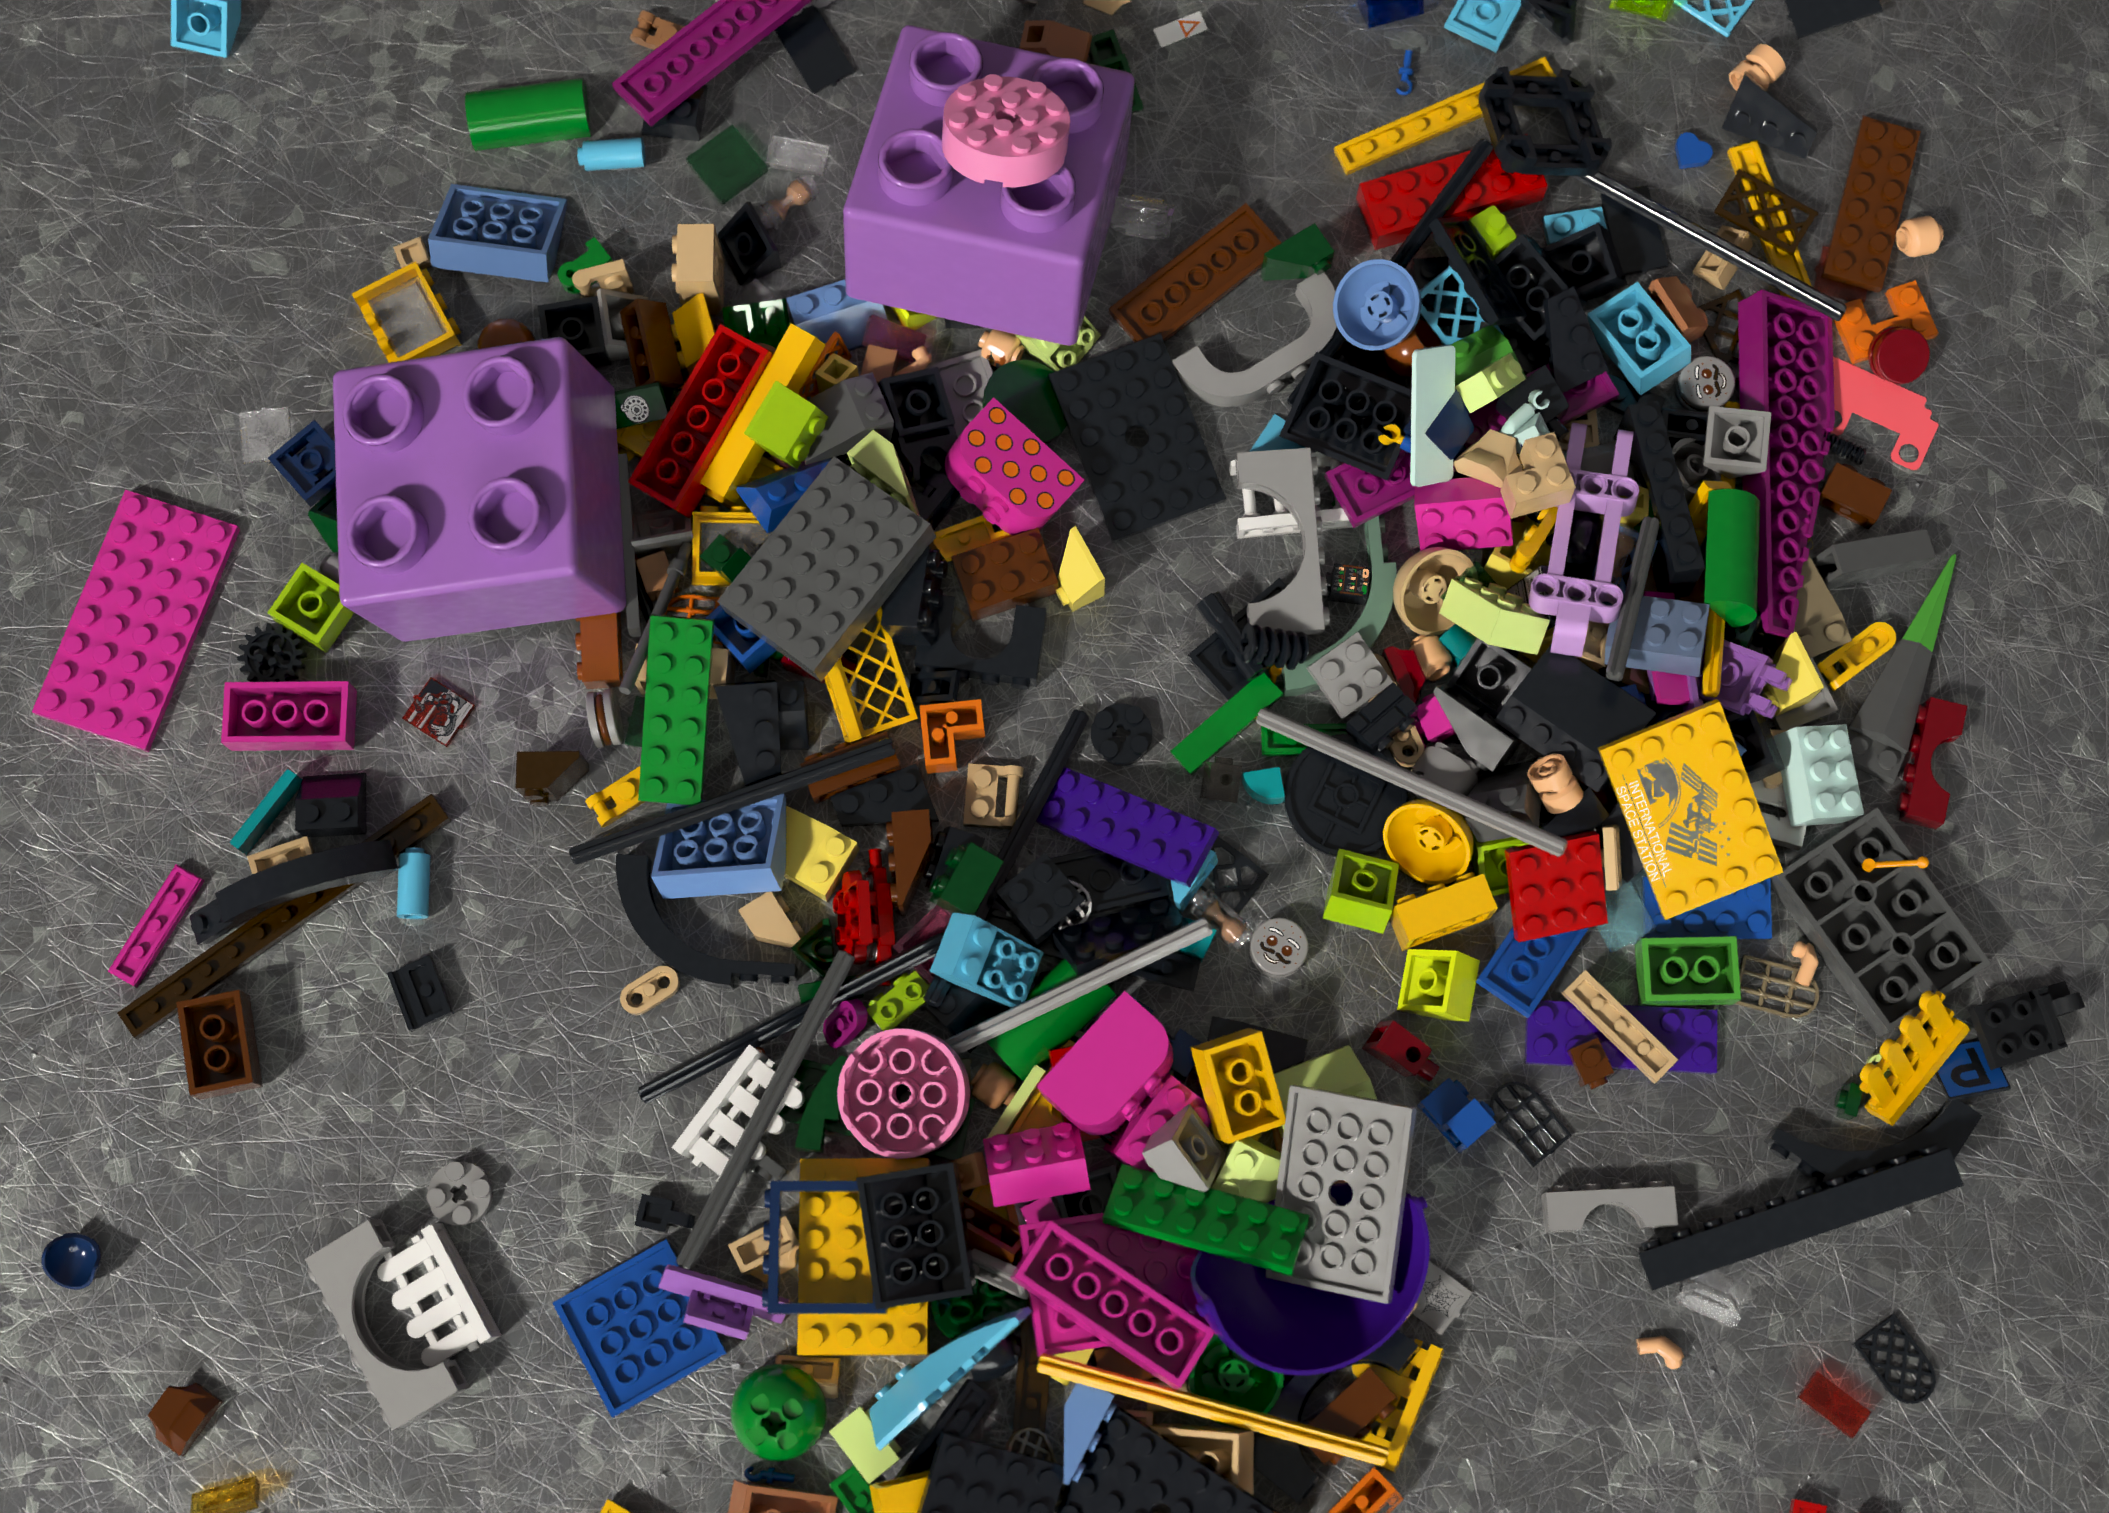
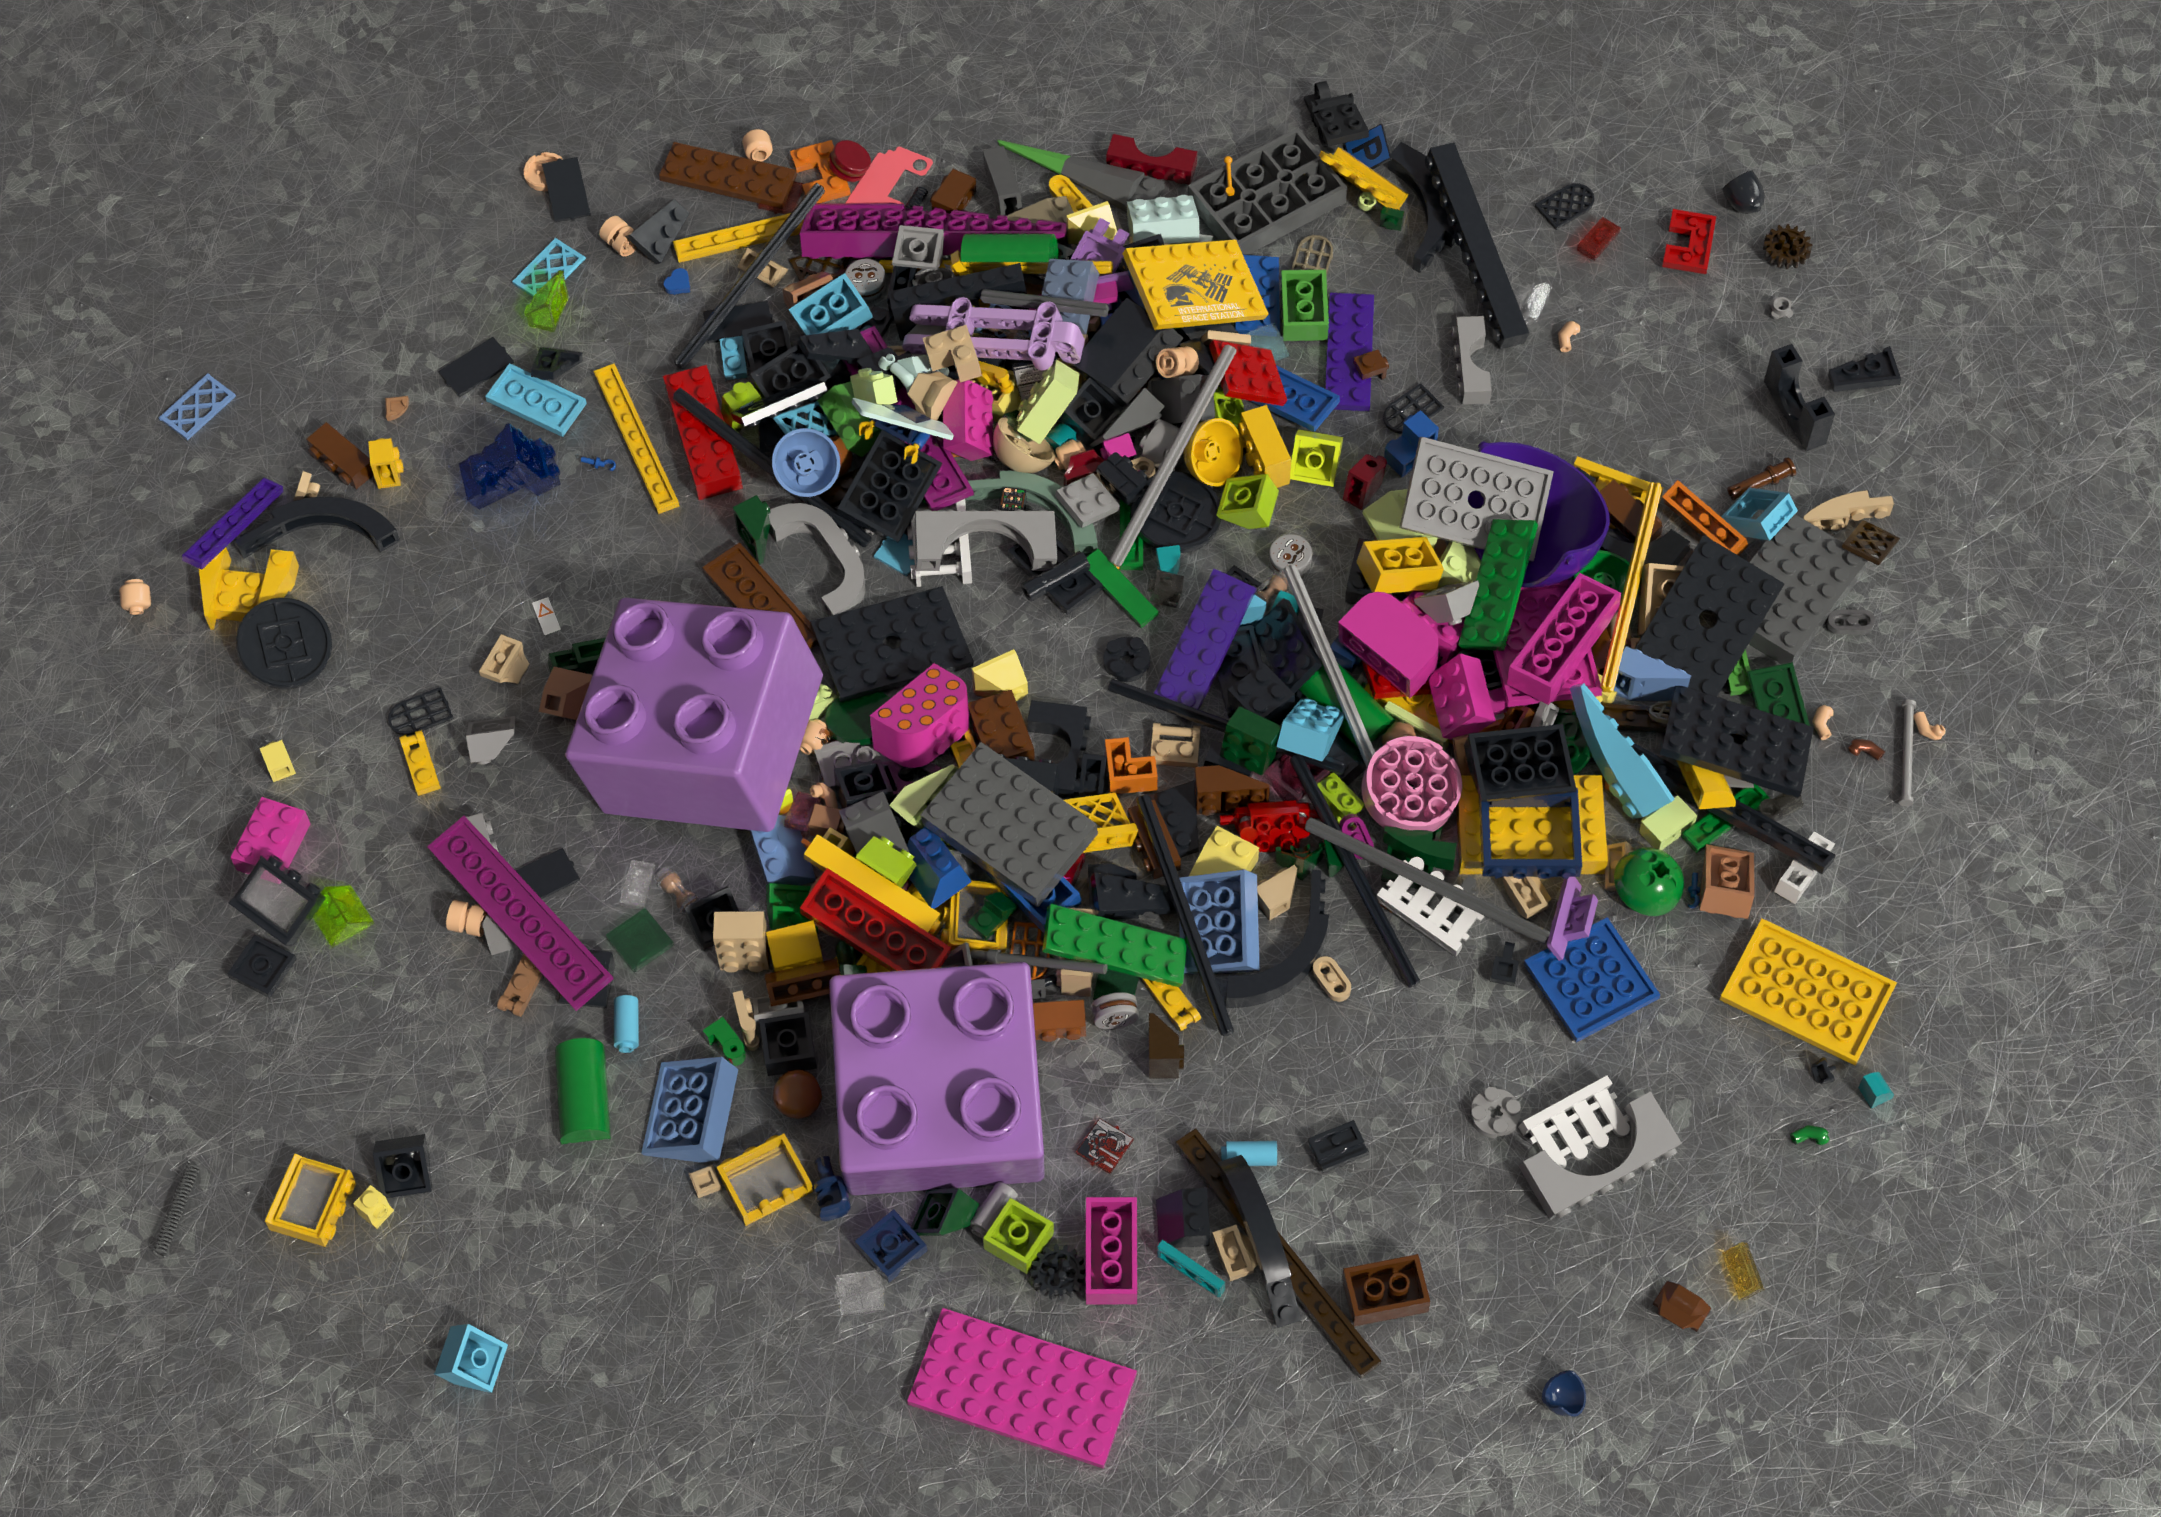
camera: 90 degrees left, 15 degrees down
(156, 926) = (1285, 1355): dark pink tile -> none
(1005, 131) = (684, 652): bright pink brick -> none
(1273, 646) = (1069, 540): black piece -> none
(1517, 150) = (685, 373): black plate -> none
(1619, 1026) = (1345, 344): tan plate -> none
(1767, 235) = (716, 255): dark brown window -> none
(1808, 960) = (1292, 238): light nougat arm -> none

